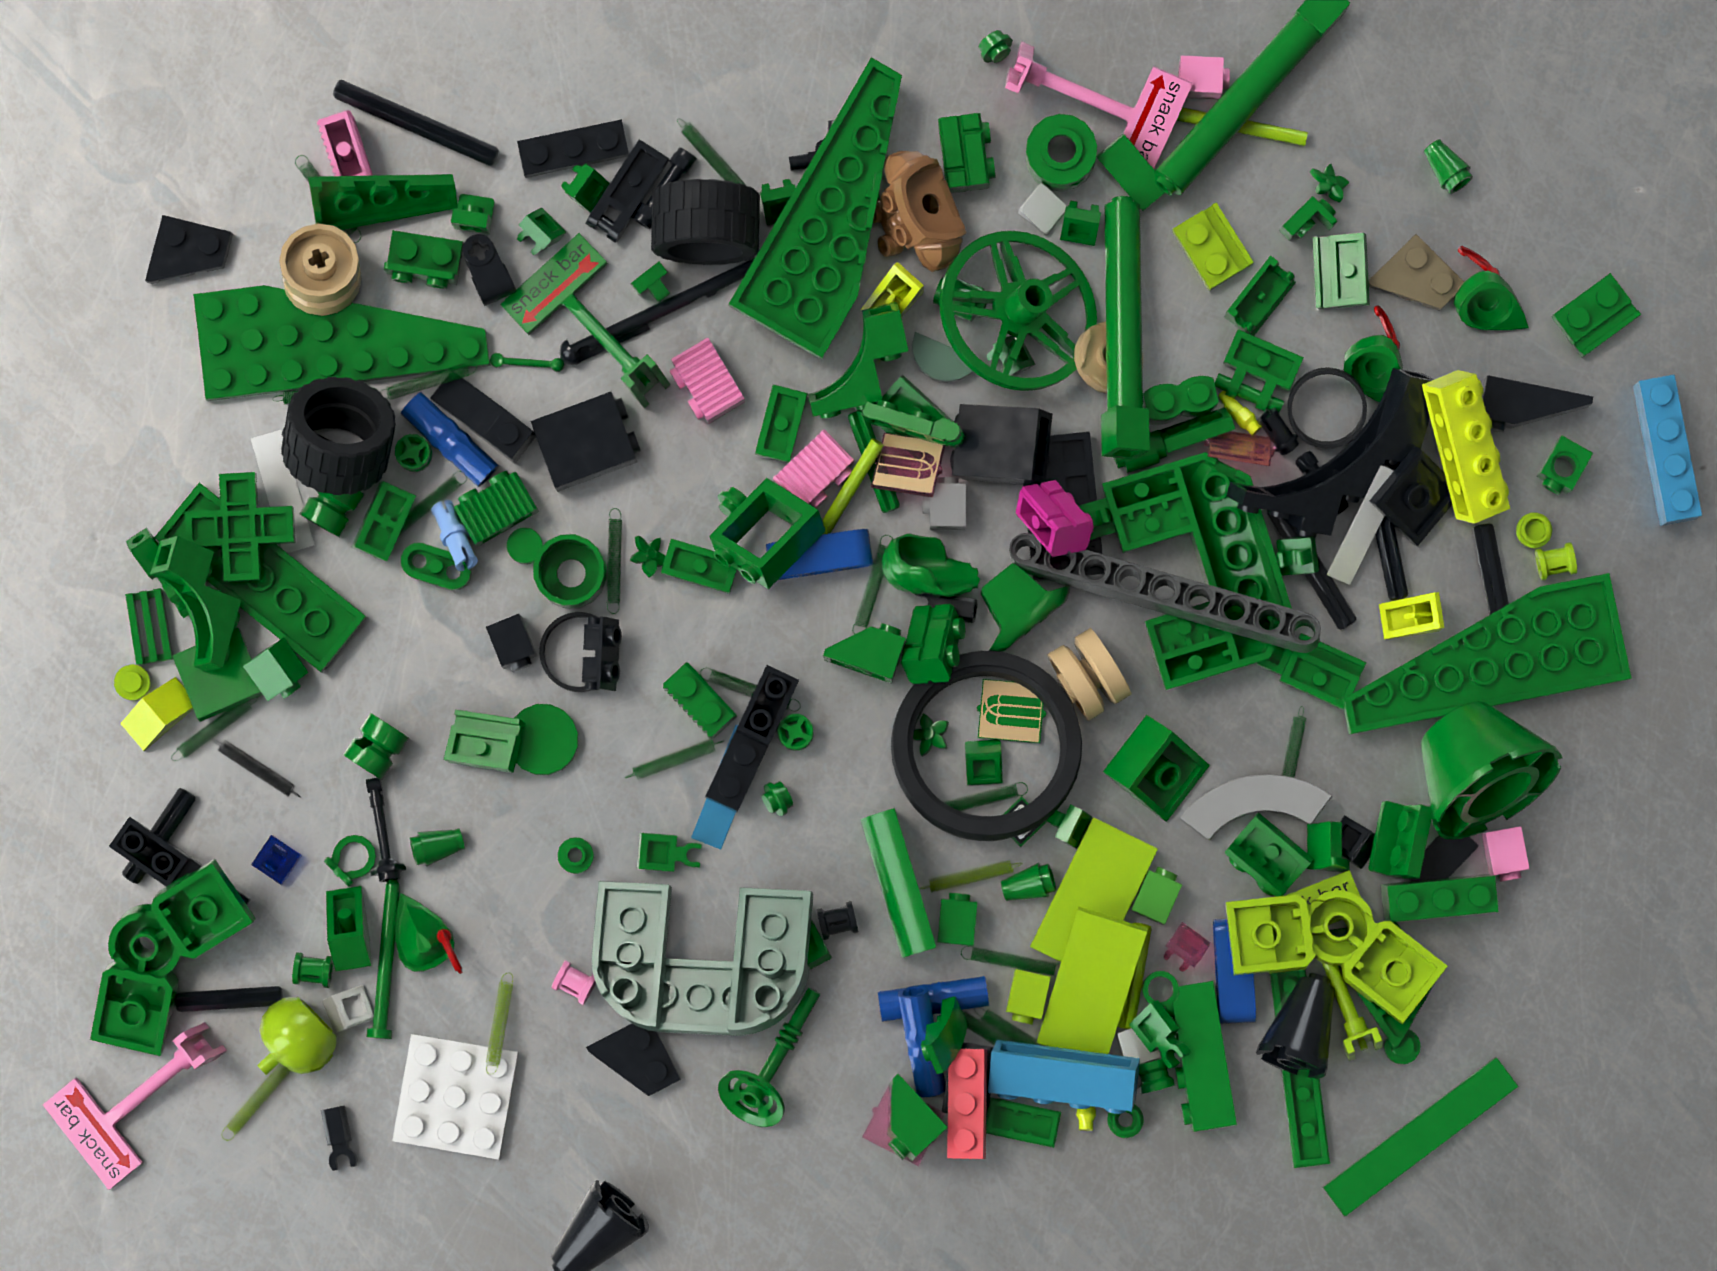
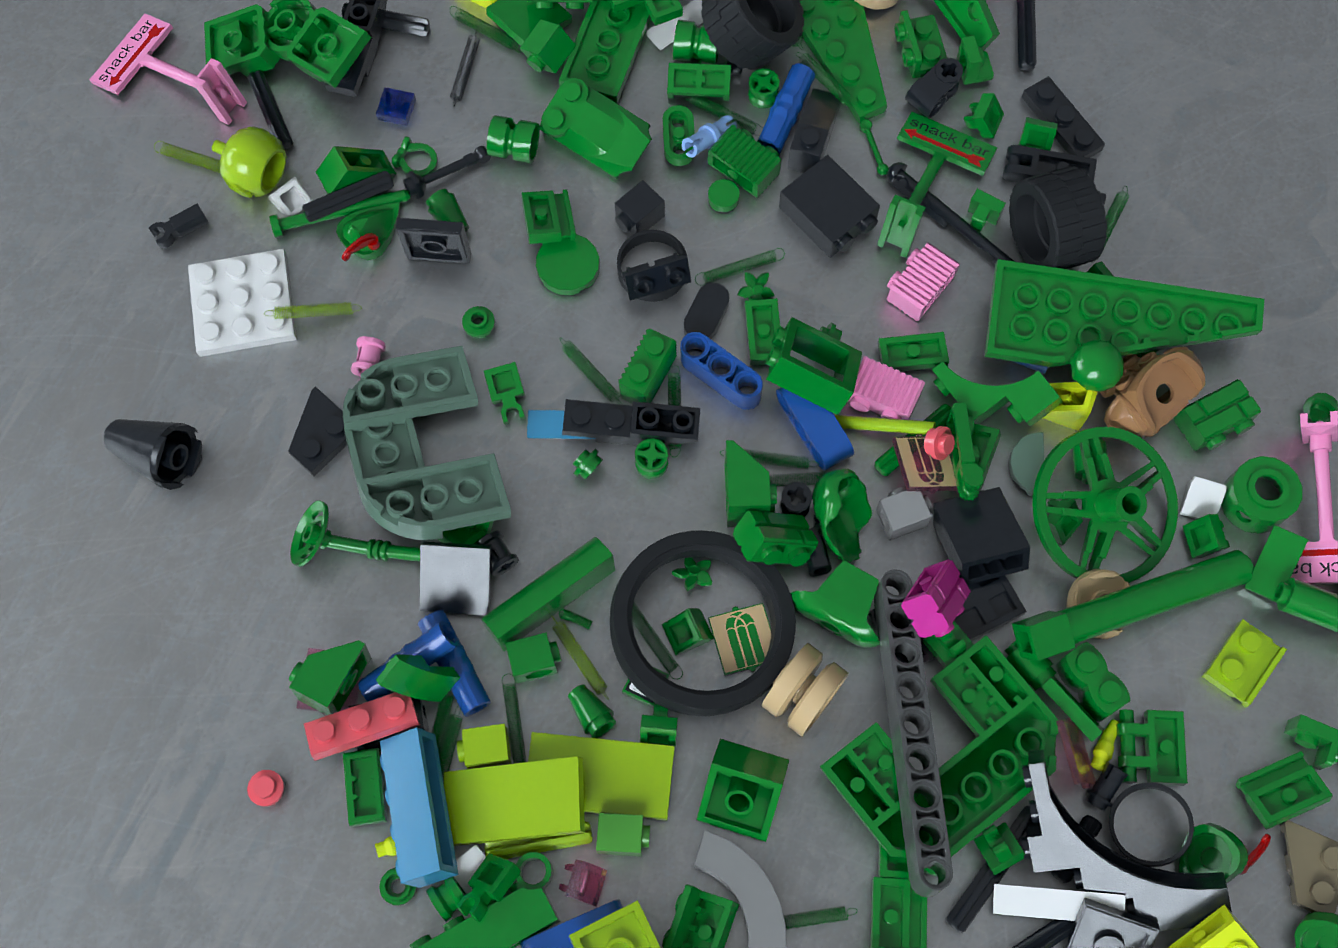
camera: 65 degrees right, 15 degrees down
(312, 970) = (312, 156): green bush -> none
(379, 945) = (347, 196): none -> black axle
(398, 650) = (595, 127): none -> green slope
(474, 871) = (434, 240): none -> black tile
(567, 548) = (722, 214): green piece -> none
(654, 616) = (707, 310): none -> black tile
(737, 611) = (715, 357): none -> blue beam
(842, 614) = (779, 461): none -> green piece
(851, 969) = (455, 578): none -> tile
(880, 259) = (1097, 365): none -> green hair
(895, 595) = (793, 491): none -> black bush
(896, 444) = (939, 442): none -> coral plate
(932, 864) = (570, 617): none -> green leg
(987, 1216) = (265, 788): none -> coral plate
(1260, 297) = (1223, 722): green hinge -> none

